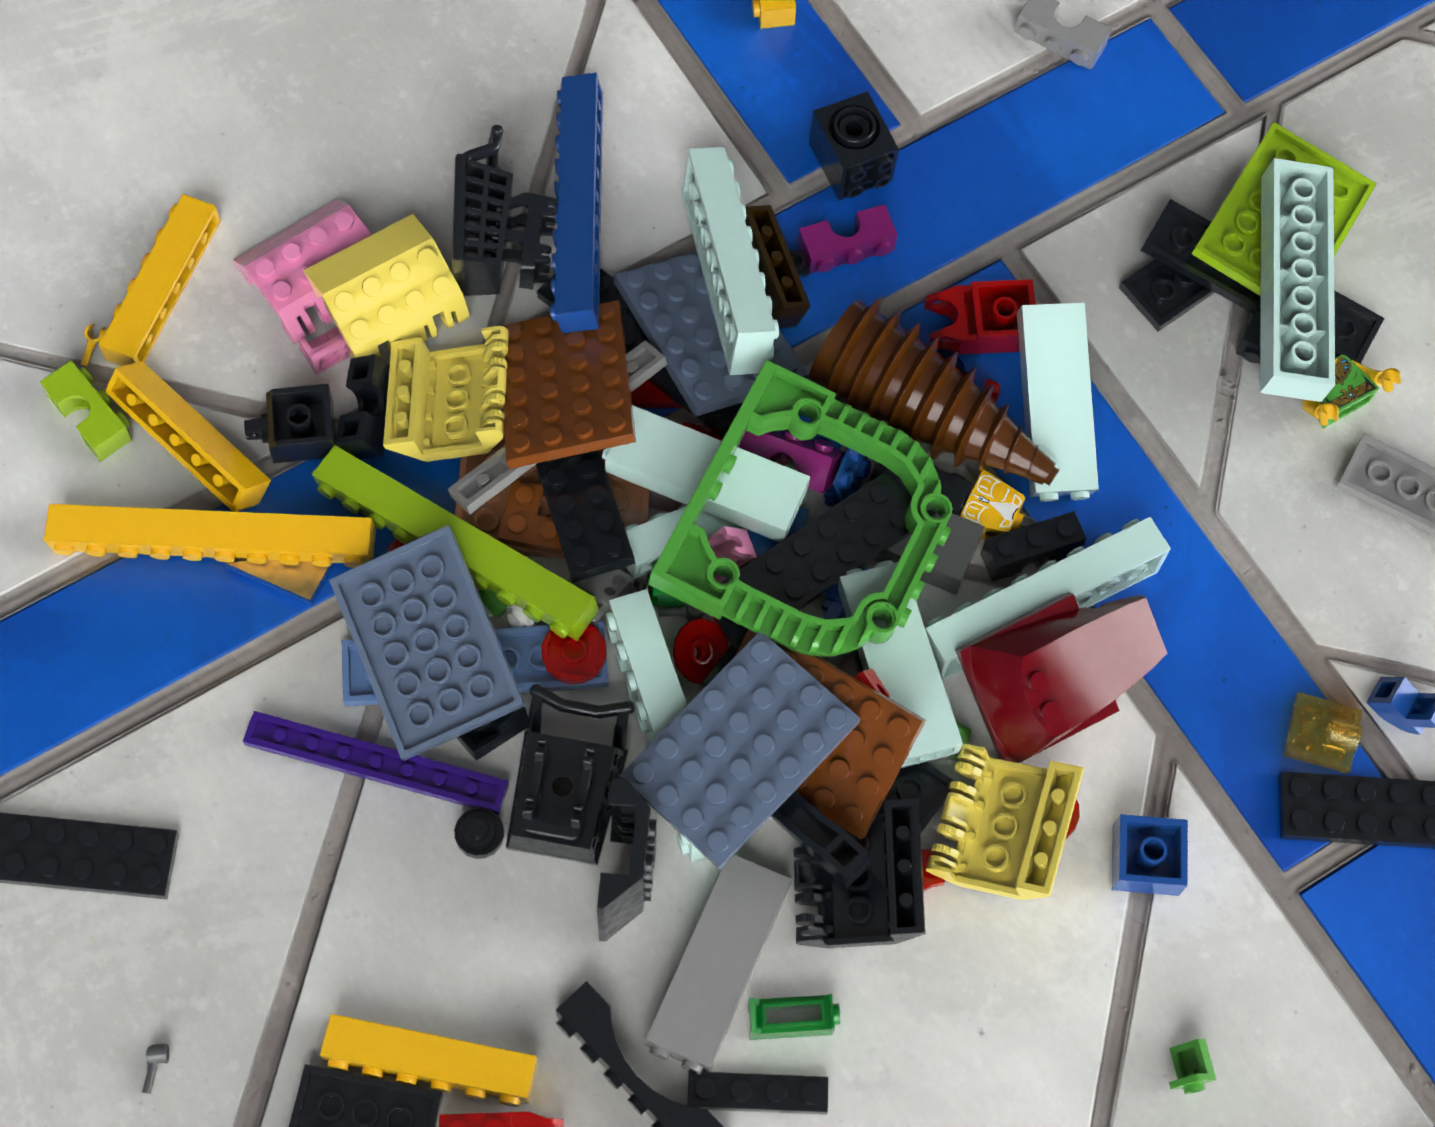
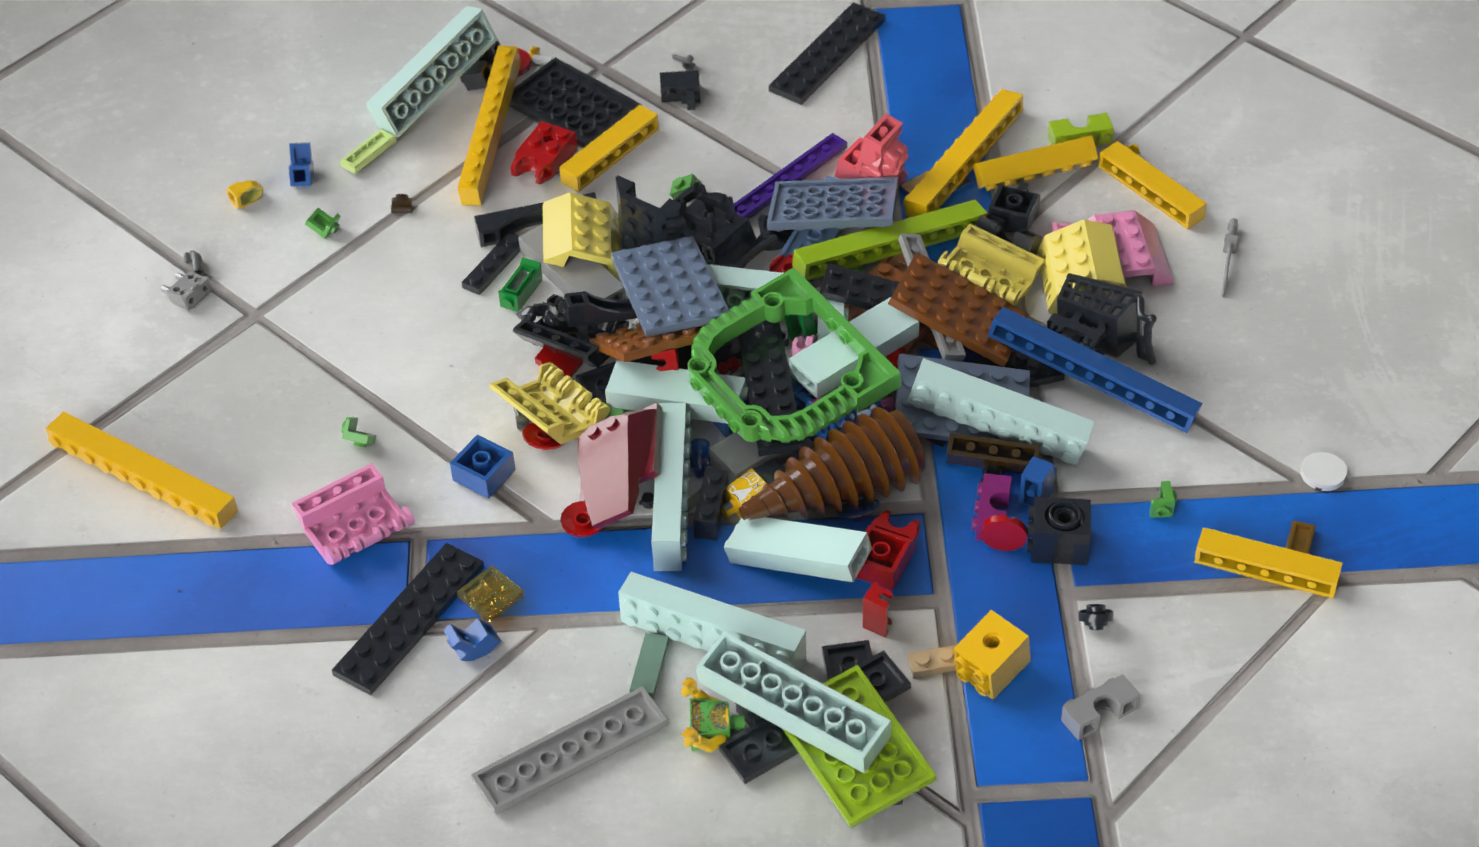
camera: 125 degrees right, 20 degrees down
(229, 1024) = (680, 87): none -> black hinge
(237, 155) = (1229, 247): none -> light grey sword
(301, 633) = (877, 154): none -> coral brick
(461, 894) = (681, 184): none -> bright green bracket
(664, 973) = (580, 229): none -> light yellow slope
(729, 70) = (1165, 504): none -> bright green bracket
(791, 197) = (1036, 481): none -> blue hinge
(838, 924) = (552, 316): none -> black piece
(890, 194) = (1004, 533): none -> red tile
(944, 76) = (1095, 616): none -> black plate
(948, 604) = (699, 456): none -> clear blue hinge
(1079, 139) = (991, 655): none -> yellow brick
(1087, 281) = (876, 610): none -> red hinge
(1099, 214) = (931, 661): none -> tan plate
(1163, 692) = (576, 520): none -> red dish
(1222, 443) = (702, 620): none -> light aqua brick
(1297, 499) = (650, 663): none -> sand green tile
(1333, 968) = (350, 514): none -> bright pink slope

